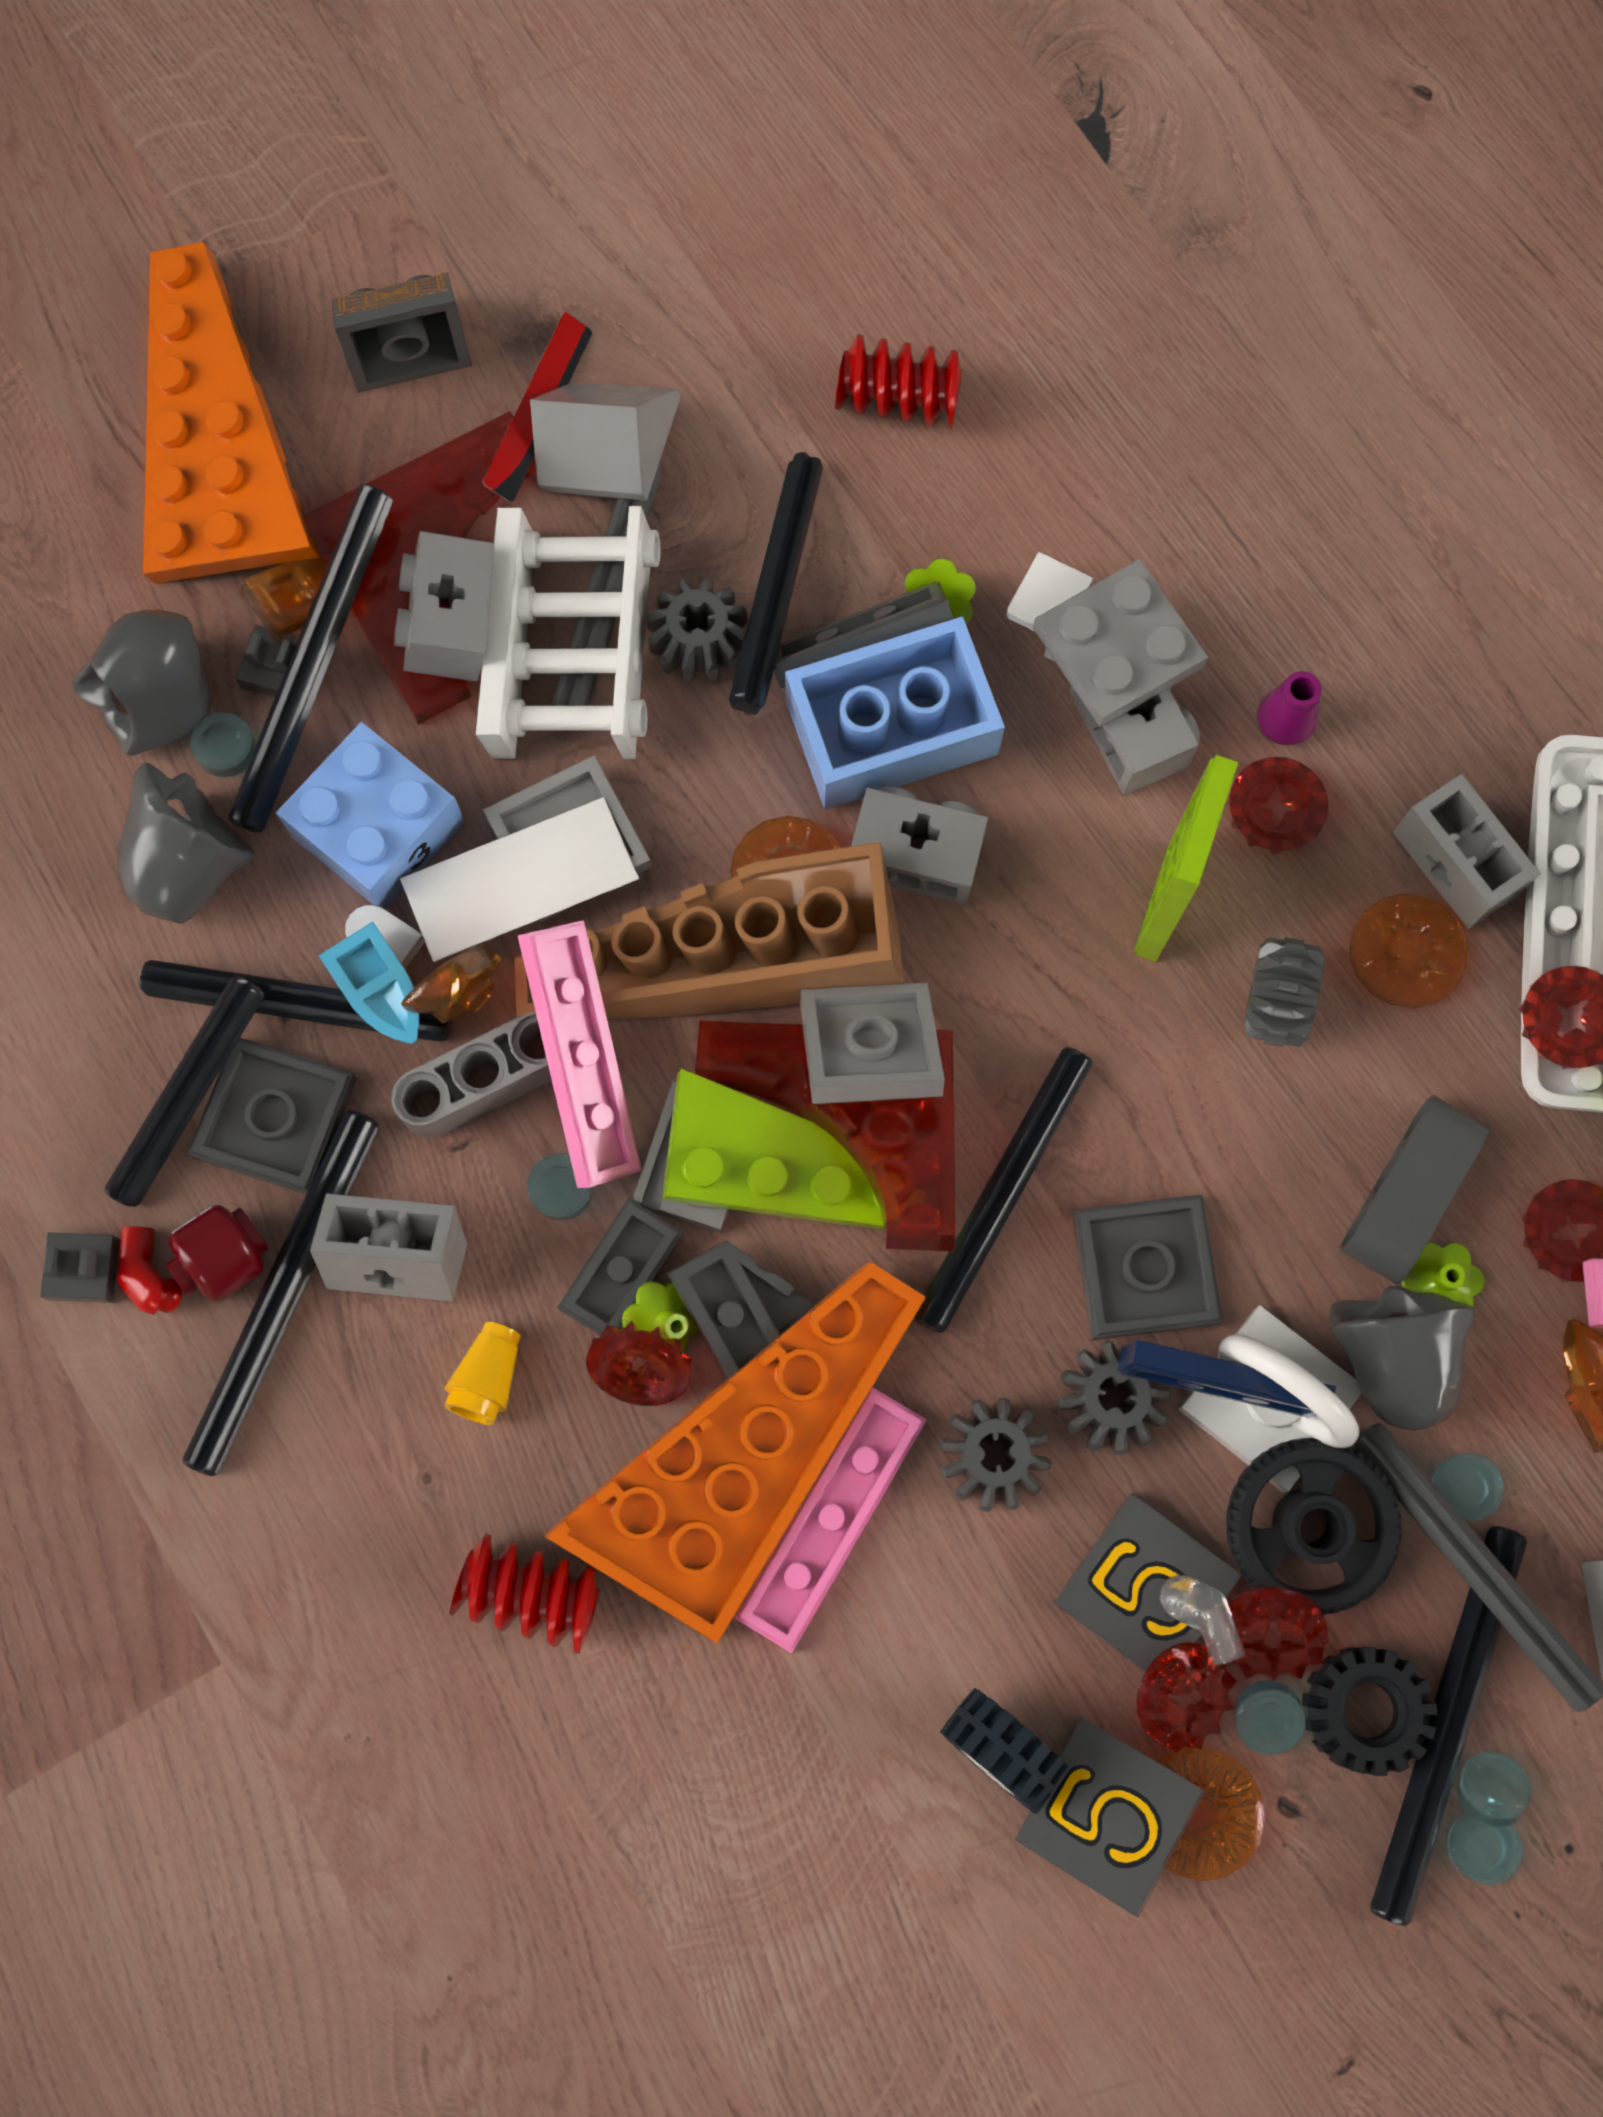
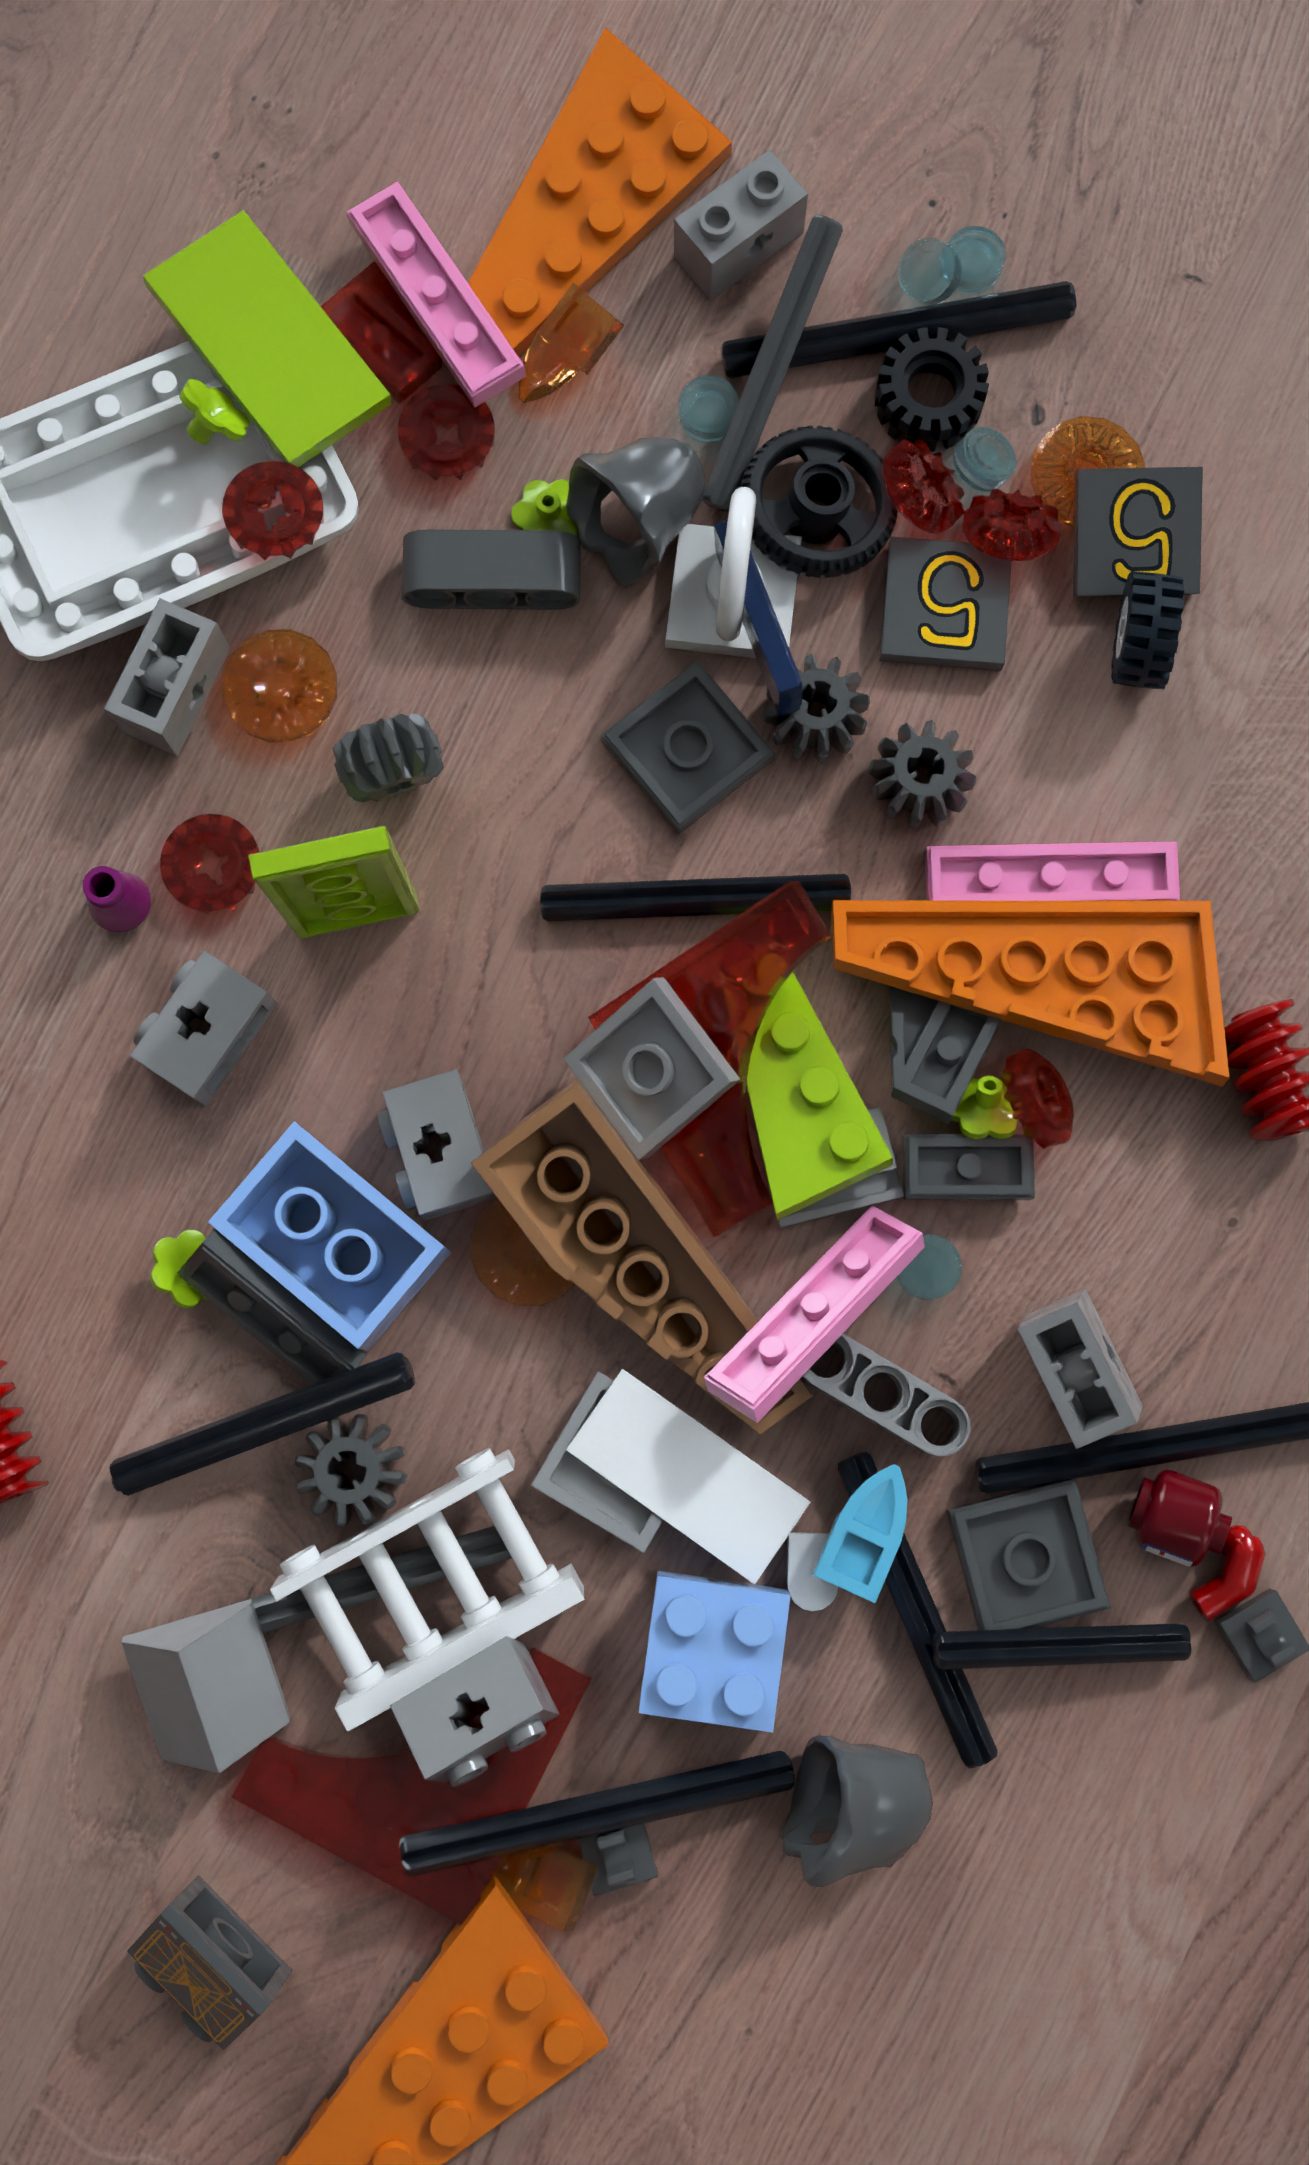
camera: 120 degrees left, 5 degrees up
(156, 675) = (715, 1958): dark grey piece -> none
(223, 744) = (724, 1846): clear light blue tile -> none
(456, 985) = (817, 1457): clear orange plate -> none
(484, 1376) = (1126, 1224): yellow cone -> none
(553, 372) = (175, 1781): red sticker -> none
(1043, 588) = (136, 1164): white panel -> none
(1120, 642) = (147, 1070): light grey plate -> none
(1205, 1611) = (943, 540): clear arm -> none

